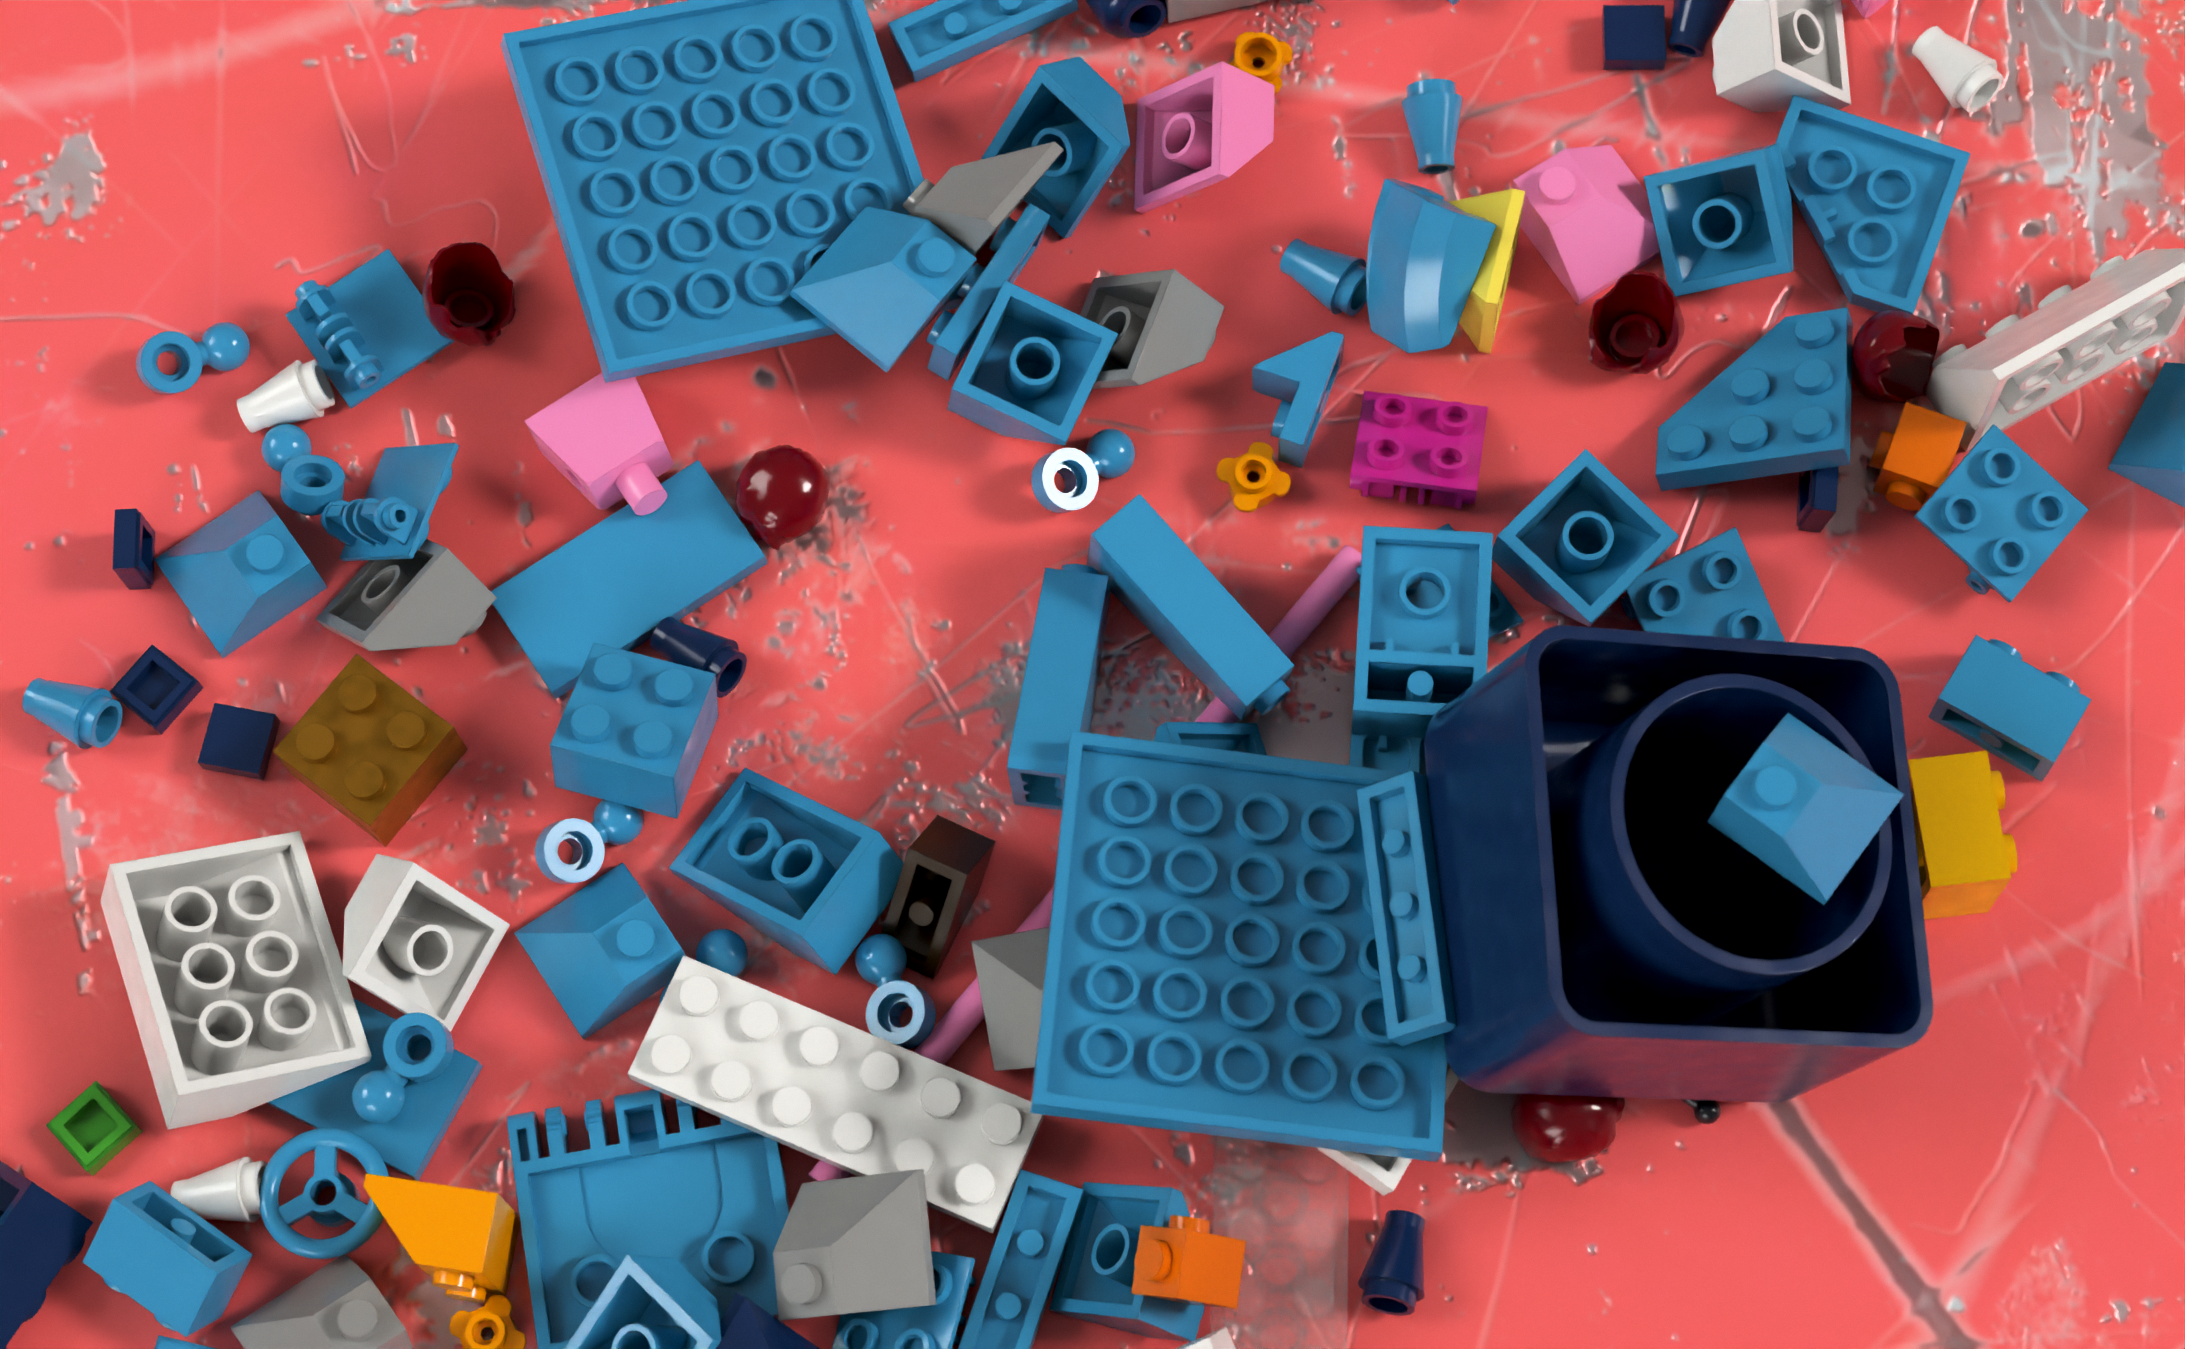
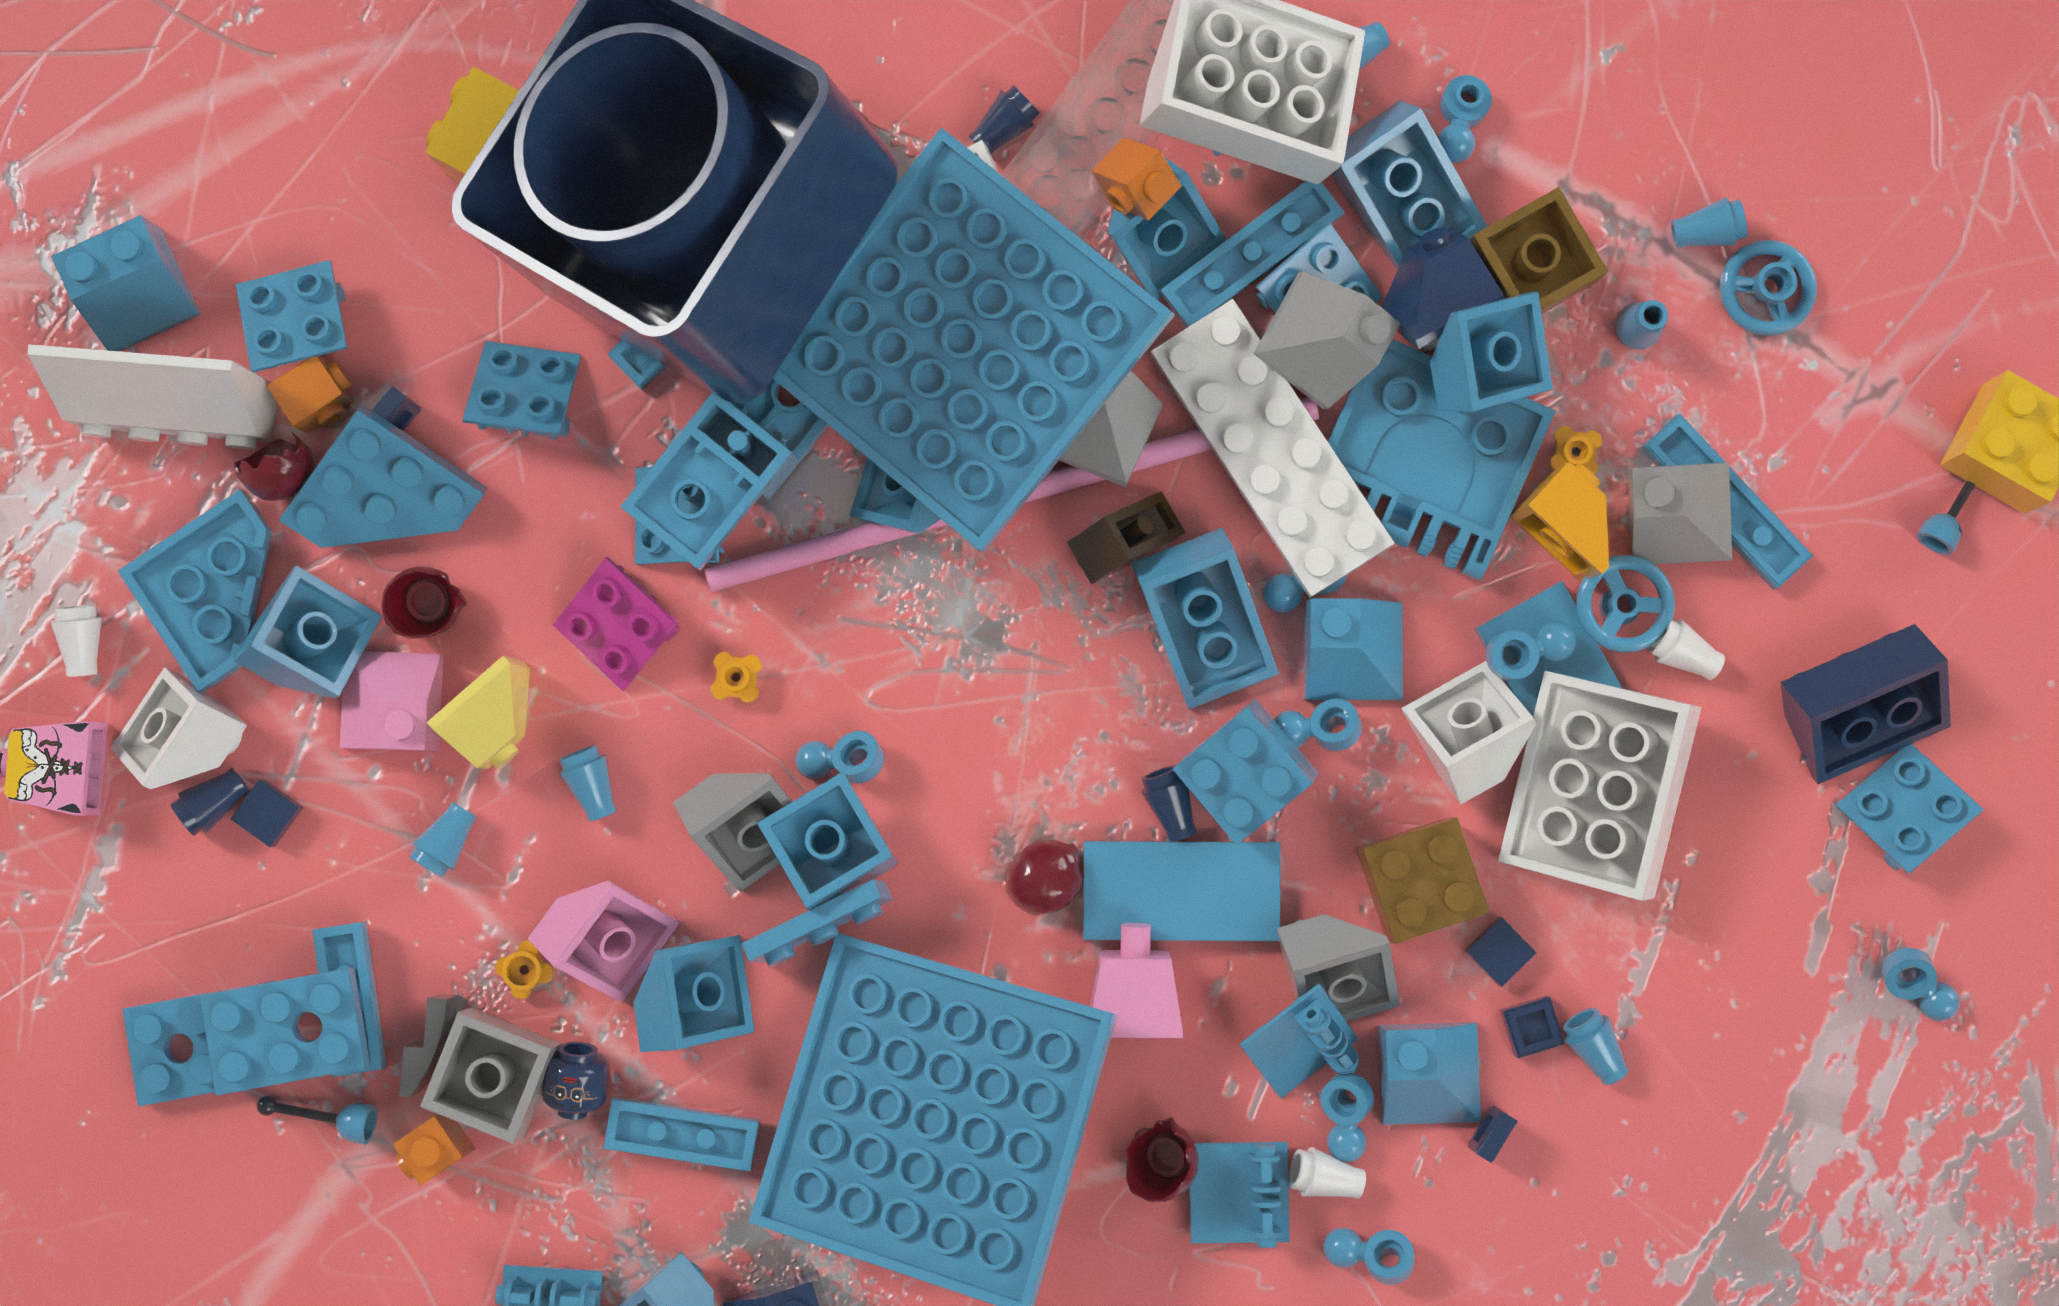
camera: 150 degrees left, 15 degrees up
(94, 1128) = (1741, 752): bright green tile -> none
(167, 1258) = (1747, 627): dark azure brick -> none
(882, 962) = (1187, 518): dark azure plate -> none
(884, 282) = (884, 968): dark azure slope -> none
(981, 194) = (787, 977): light grey slope -> none
(1058, 682) = (956, 616): dark azure slope -> none
(1189, 609) = (843, 602): dark azure slope -> none
(1303, 383) = (654, 714): dark azure slope -> none
(1406, 908) = (853, 289): dark azure plate -> none
(1421, 265) = (526, 728): dark azure slope -> none
(1582, 541) = (563, 477): dark azure slope -> none
(1805, 808) = (577, 127): dark azure slope -> none
(2010, 706) = (382, 198): dark azure brick -> none

